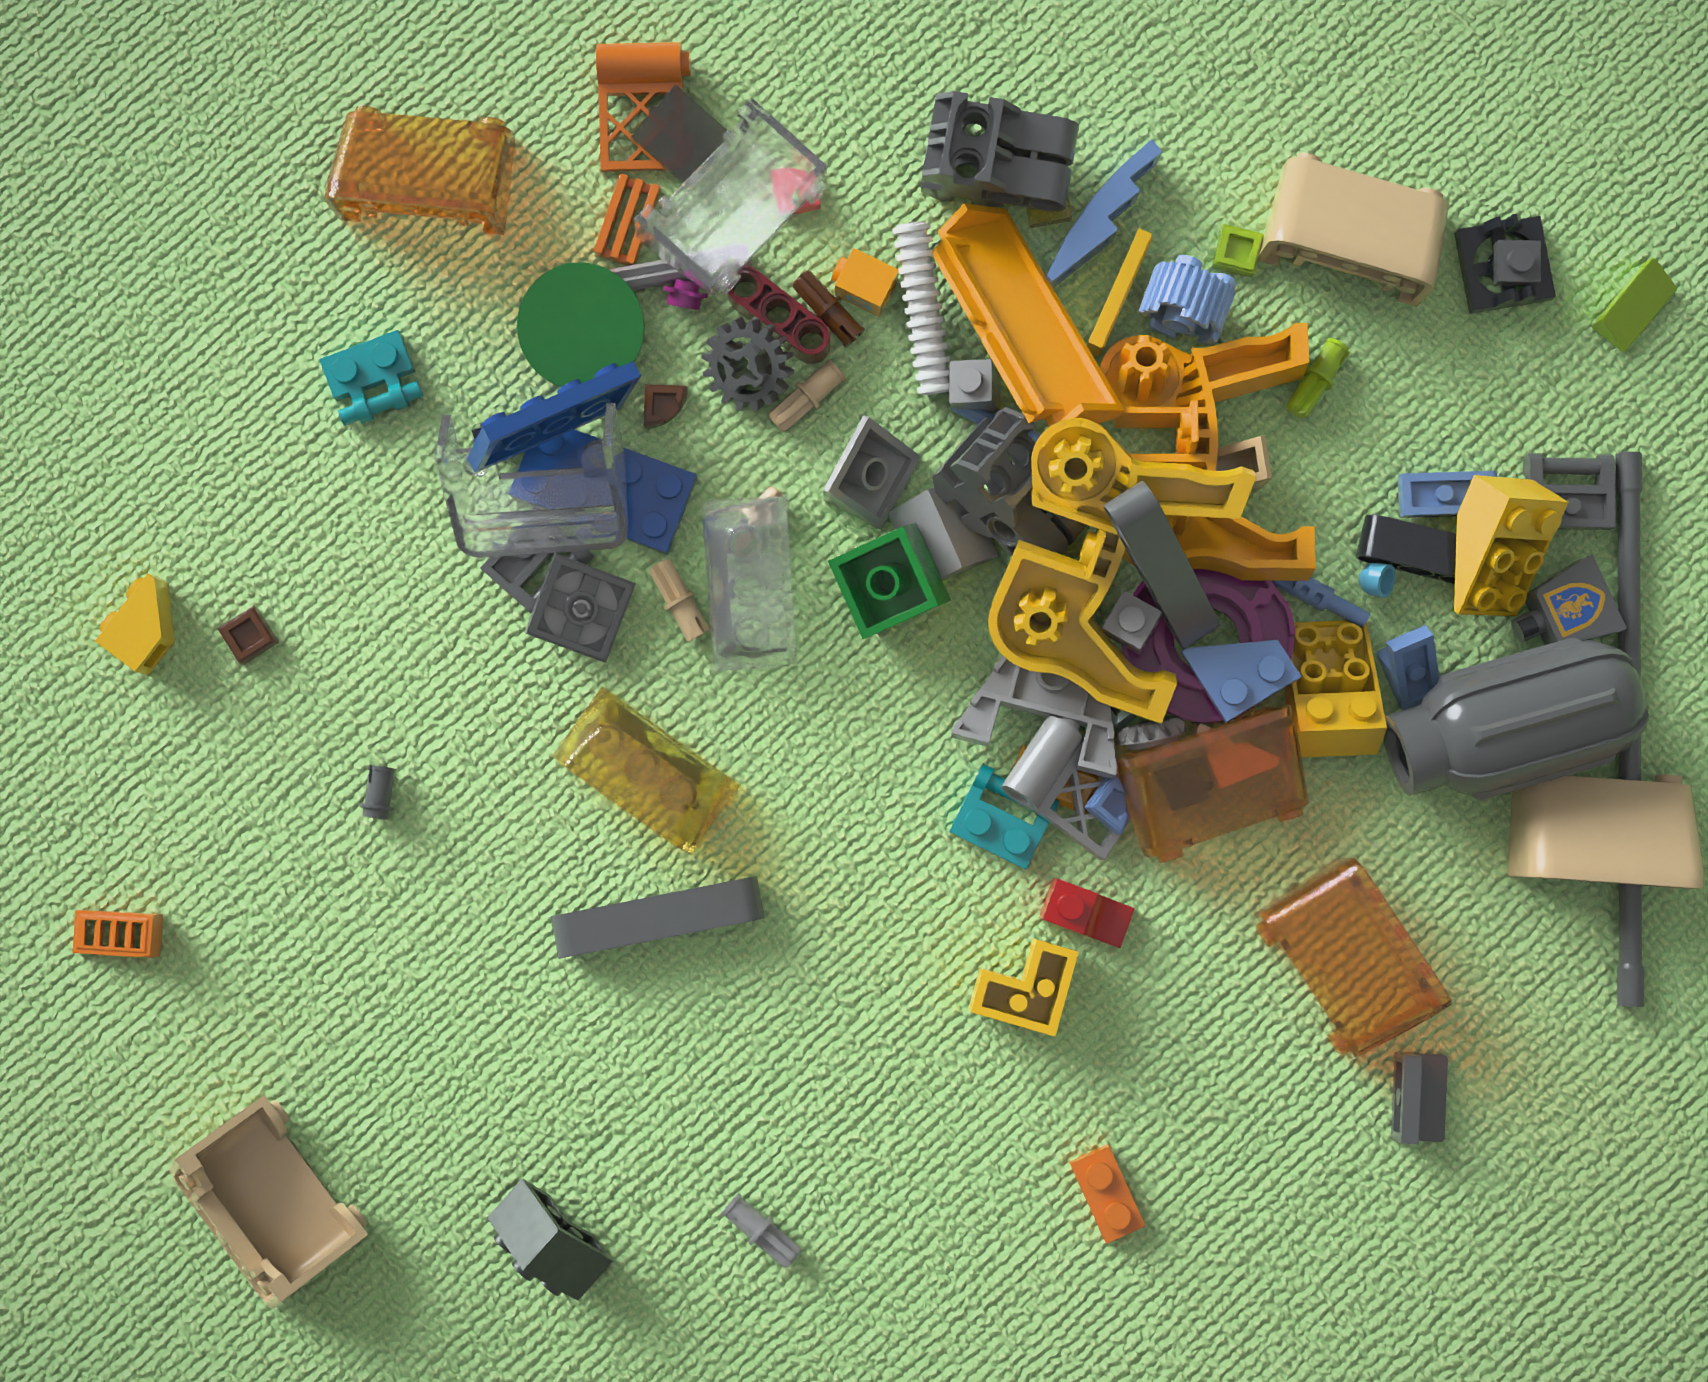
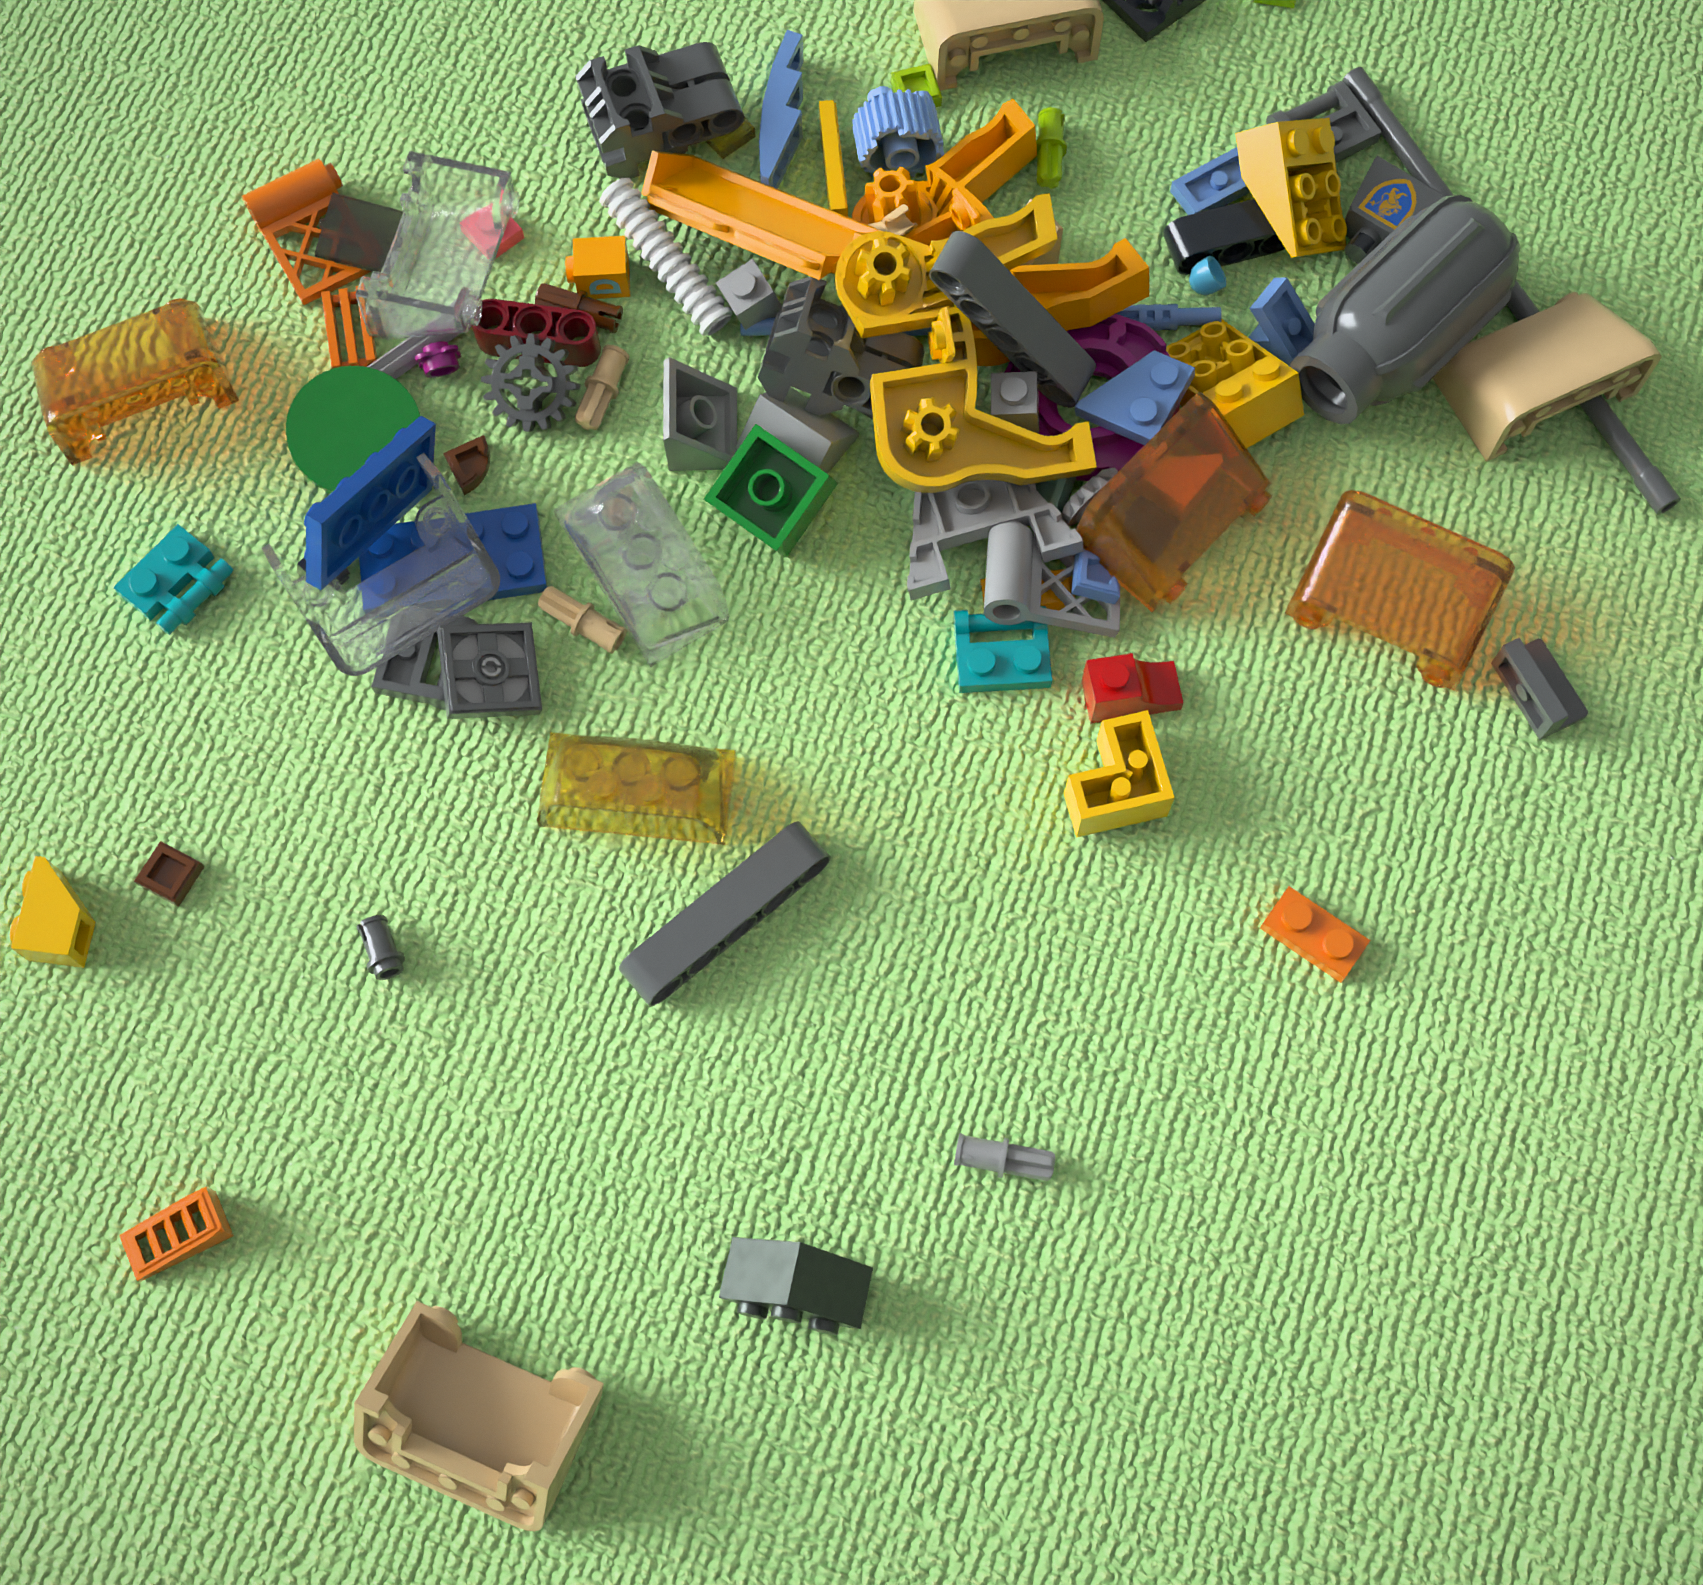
camera: 30 degrees left, 15 degrees down
(1131, 396) = (896, 222): none -> tan hand

